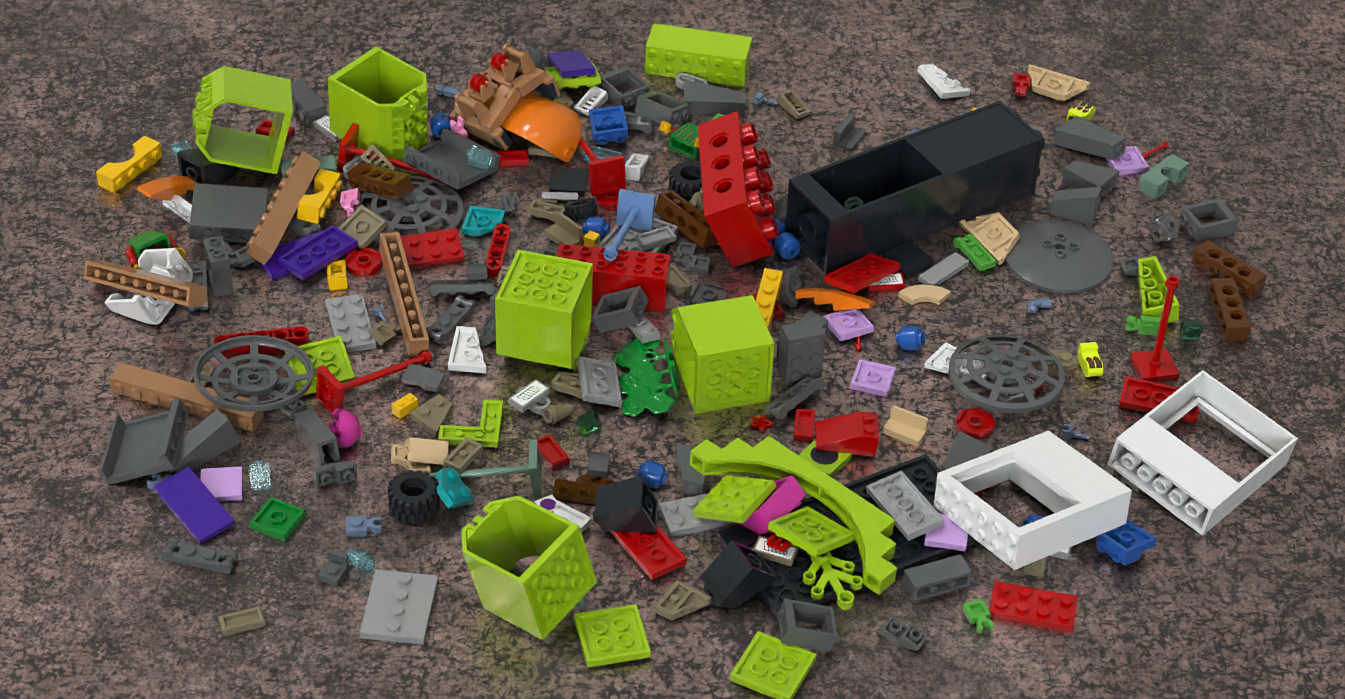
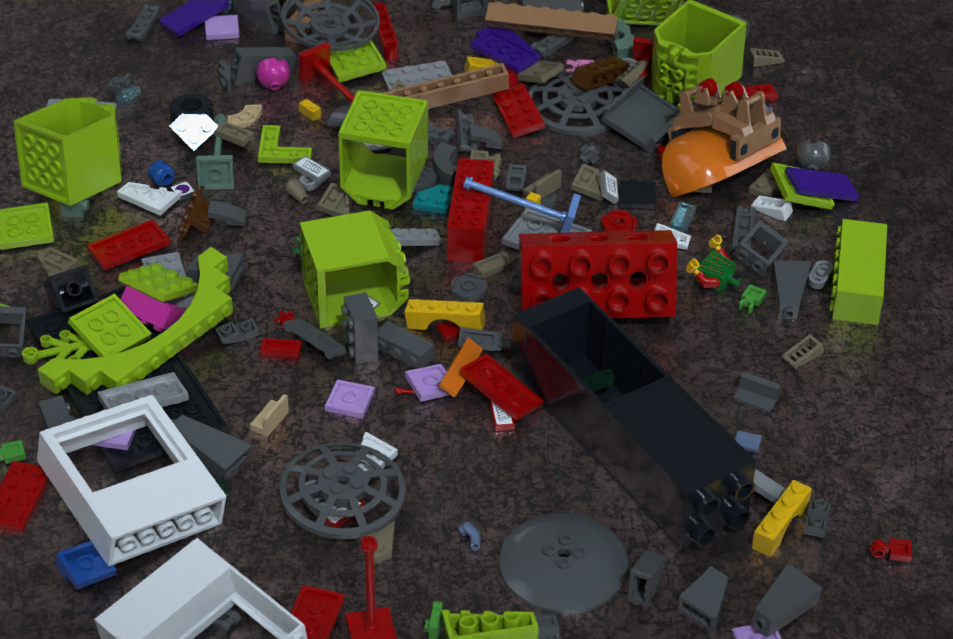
camera: 90 degrees right, 0 degrees up
(241, 621) = (74, 47): dark tan tile -> none
(259, 475) = (227, 40): clear light blue bracket -> none
(277, 519) = (181, 56): green tile -> none
(314, 206) = (561, 41): yellow arch -> none
(359, 526) = (168, 93): sand blue plate -> none
(426, 450) = (247, 116): tan panel -> none
(432, 414) = (302, 126): dark tan wing -> none
(479, 157) = (648, 126): clear light blue bracket -> none
(482, 220) = (564, 141): teal plate -> none
(498, 249) = (545, 155): red beam -> none
(552, 452) = (251, 192): red tile -> none
(581, 209) = (588, 196): black tyre -> none
(588, 422) = (286, 211): clear green slope -> none
(597, 225) = (558, 203): blue head -> none
(599, 381) = (332, 206): light grey tile -> none
(604, 174) = (626, 200): red tile -> none
(608, 125) = (723, 210): blue plate -> none
(624, 76) = (803, 213): dark grey window -> none
(626, 506) = (157, 223): black slope -> none
(632, 299) = (434, 217): dark grey window -> none
(653, 473) = (213, 240): blue head -> none
(759, 98) = (807, 326): sand blue hand -> none
(825, 461) = (234, 360): lime tile -> none
(849, 433) = (255, 372): red slope -> none
(910, 257) = (542, 433): black tile -> none
(910, 338) = (404, 423): blue head -> none
(924, 293) = (484, 443): tan tile -> none
(941, 83) = (876, 476): white wing -> none
(944, 270) = (525, 461): light grey tile -> none
(975, 252) = (556, 485): bright green plate -> none
(978, 431) = (271, 477): red tile -> none
(993, 234) = (582, 500): tan wing -> none
(1055, 84) = (902, 583): tan wing -> none
(1068, 433) = (262, 545): sand blue hand -> none
(1083, 111) = (840, 602): neon yellow leg -> none
(1089, 359) = (382, 568): neon yellow leg -> none

